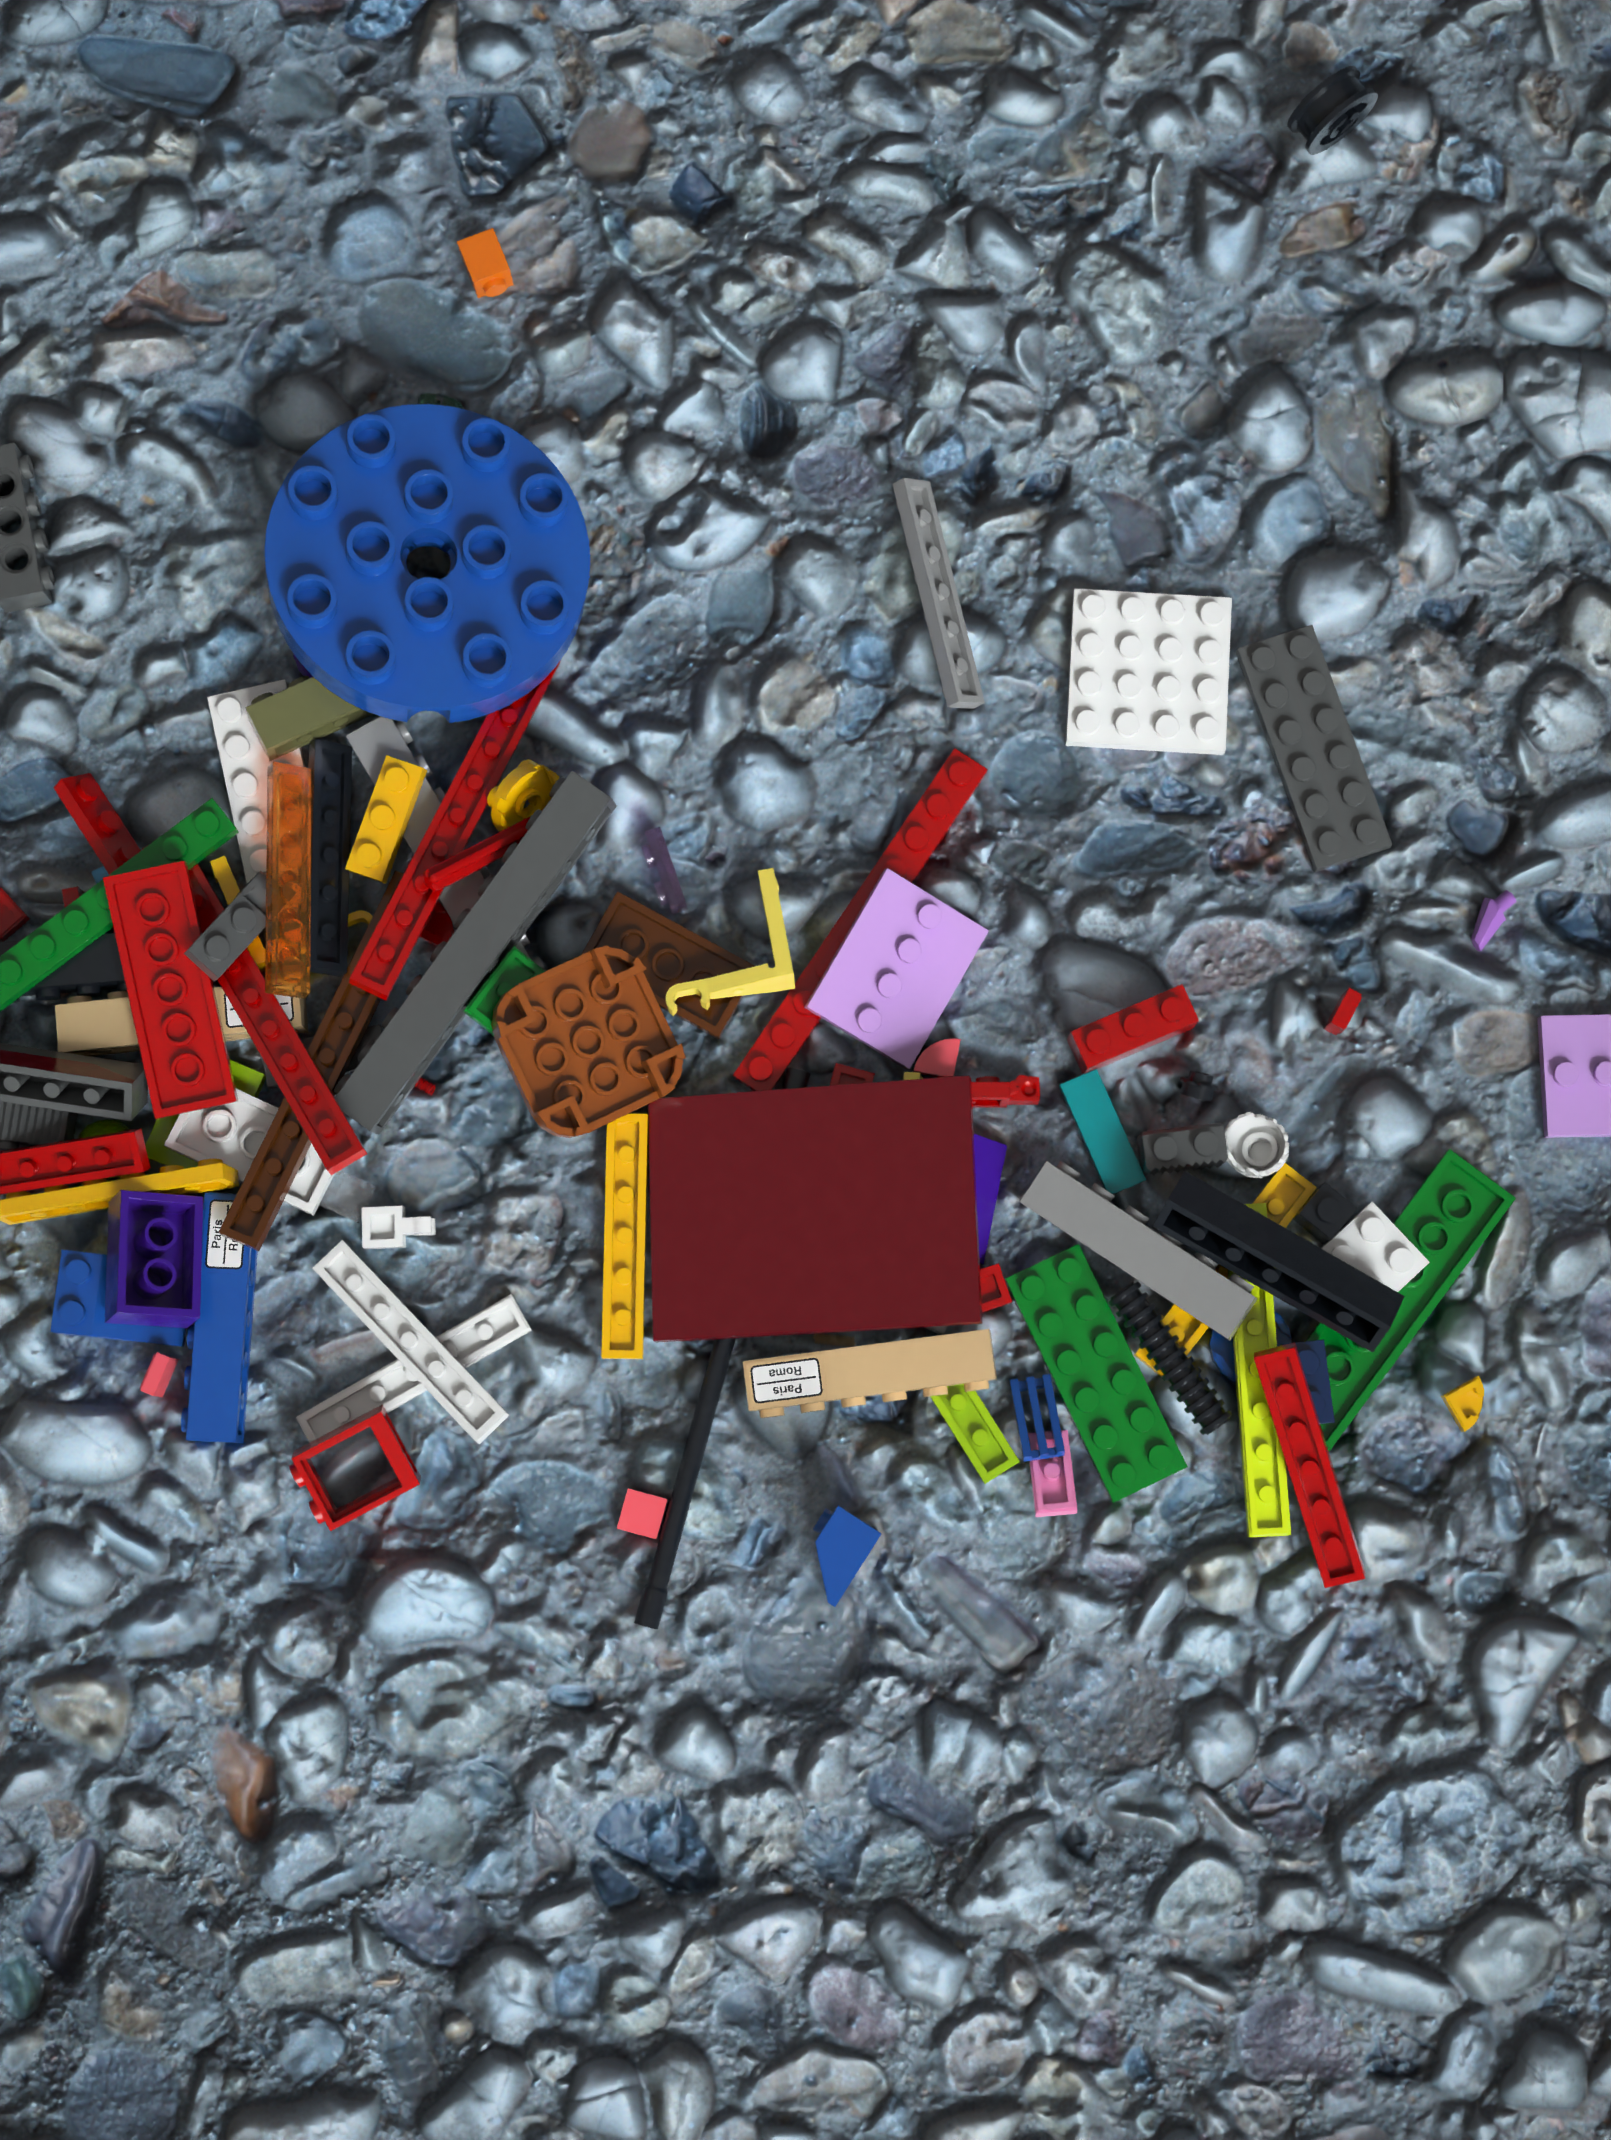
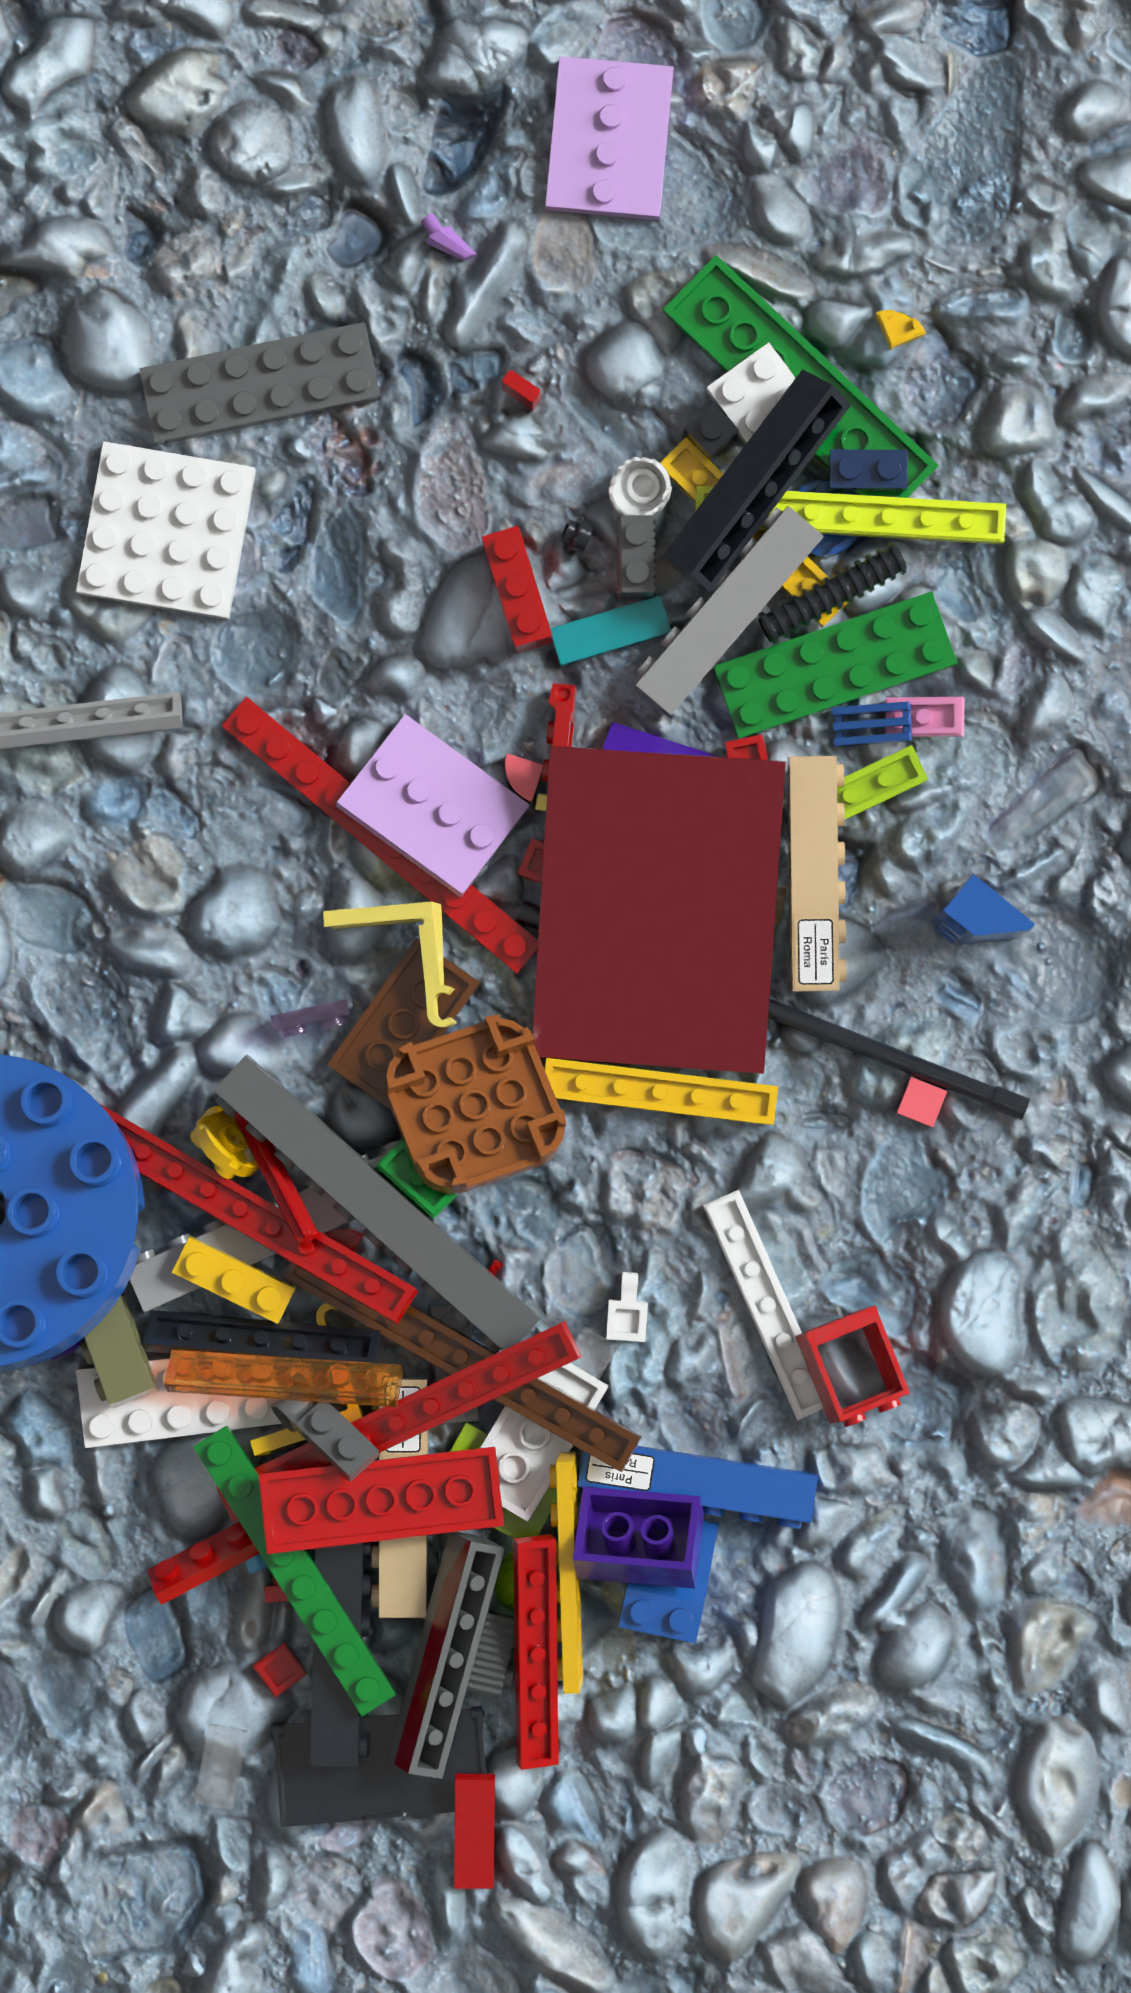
camera: 85 degrees left, 5 degrees up
(158, 1374) = (744, 1546): coral tile -> none
(410, 1342) = (739, 1303): white plate -> none
(1309, 1465) = (944, 477): red plate -> none

